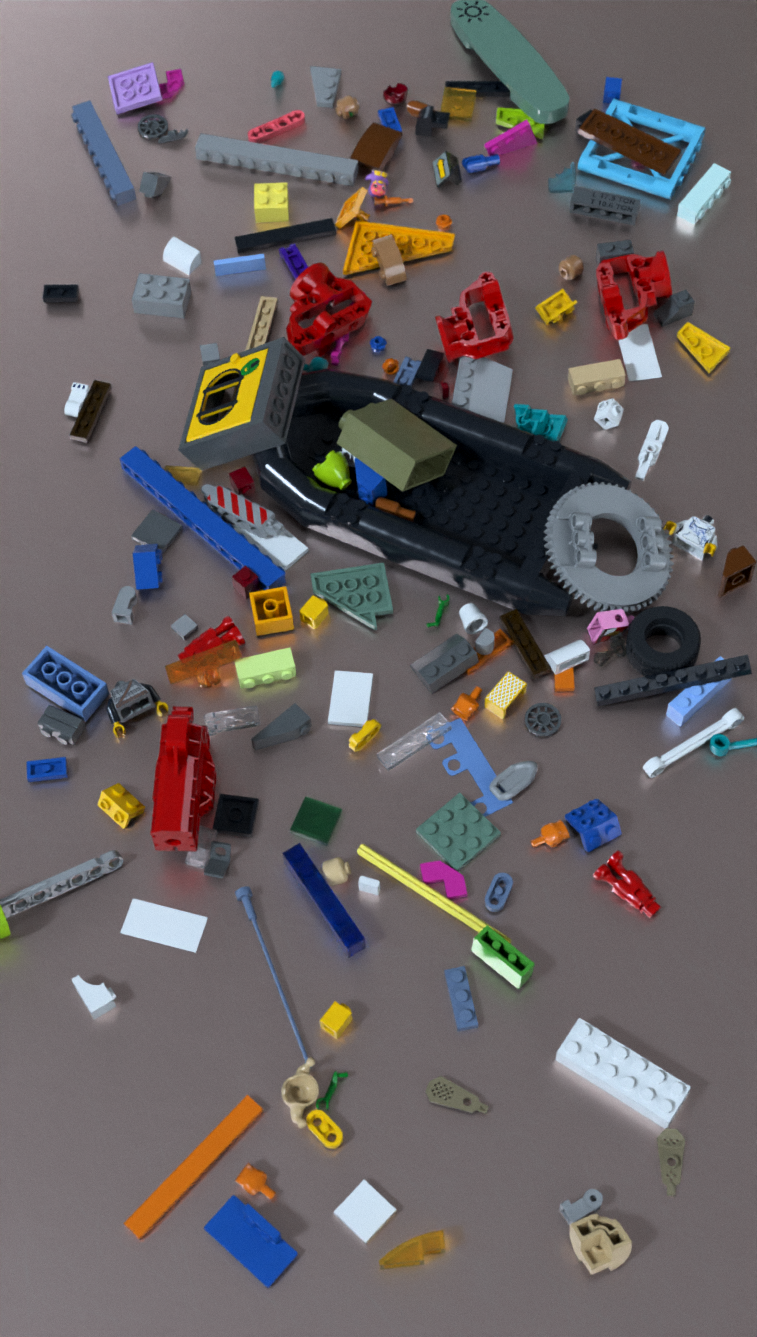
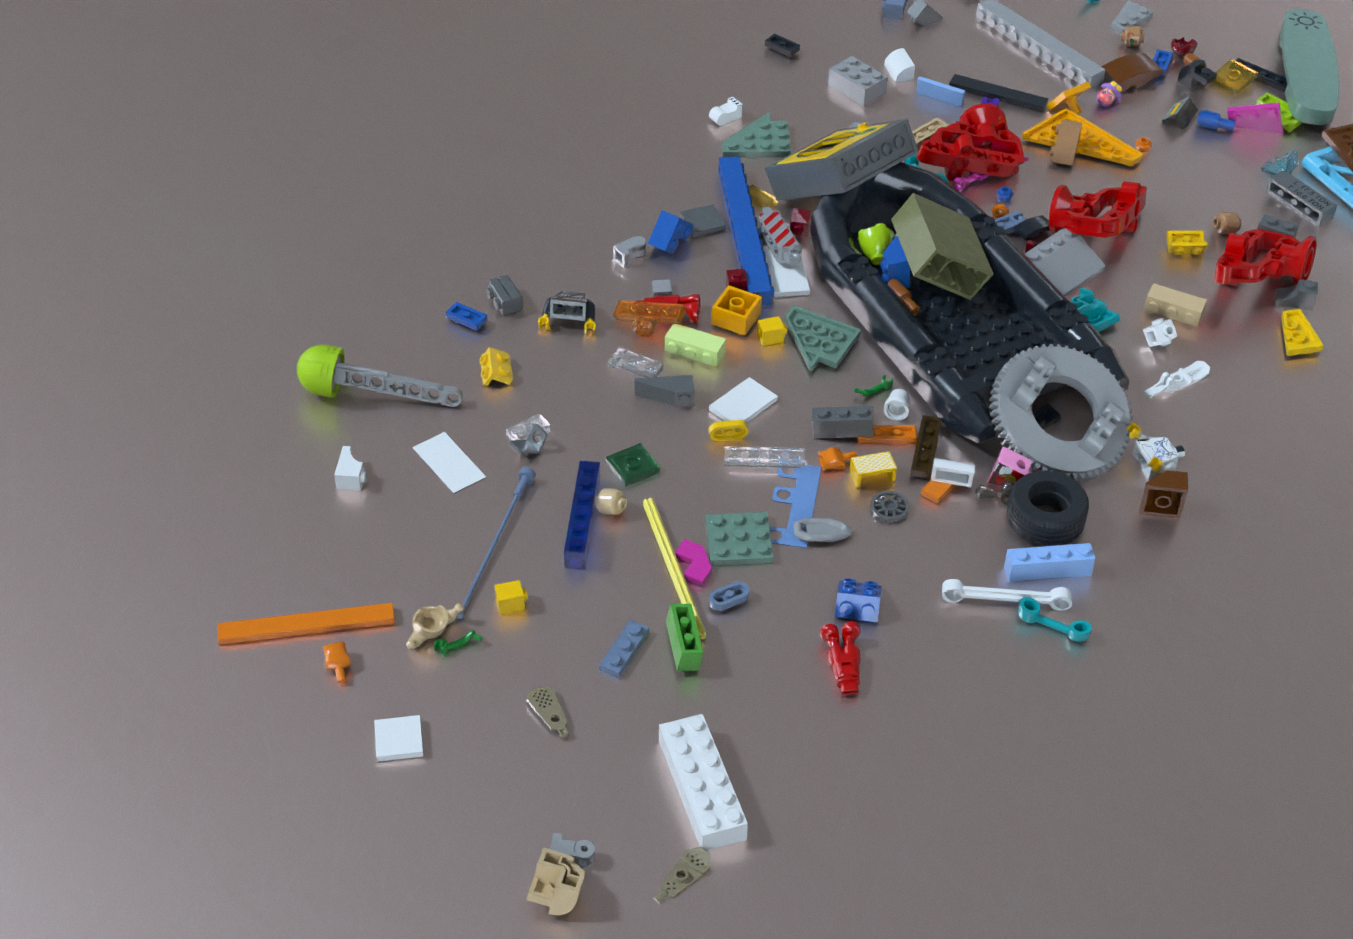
camera: 35 degrees right, 15 degrees down
(65, 683) = (533, 269): medium blue brick -> none
(90, 411) = (729, 123): dark brown plate -> none
(130, 412) = (759, 139): none -> sand green wing
(182, 782) = (550, 366): red connector -> none
(235, 815) = (575, 425): black tile -> none
(251, 1240) = (294, 698): blue bracket -> none
(271, 202) = (1006, 65): light yellow brick -> none
(293, 119) = (1063, 25): coral beam -> none
(325, 1129) = (425, 664): yellow plate -> none
(369, 885) = (628, 527): white tile -> none
(391, 200) = (1106, 109): orange piece -> none
(413, 1251) = (406, 787): clear yellow slope -> none
(485, 642) = (890, 423): light grey brick -> none
(551, 834) = (815, 585): orange piece -> none
(640, 355) = (1234, 311): white sticker -> none
(673, 680) = (1029, 535): black plate -> none

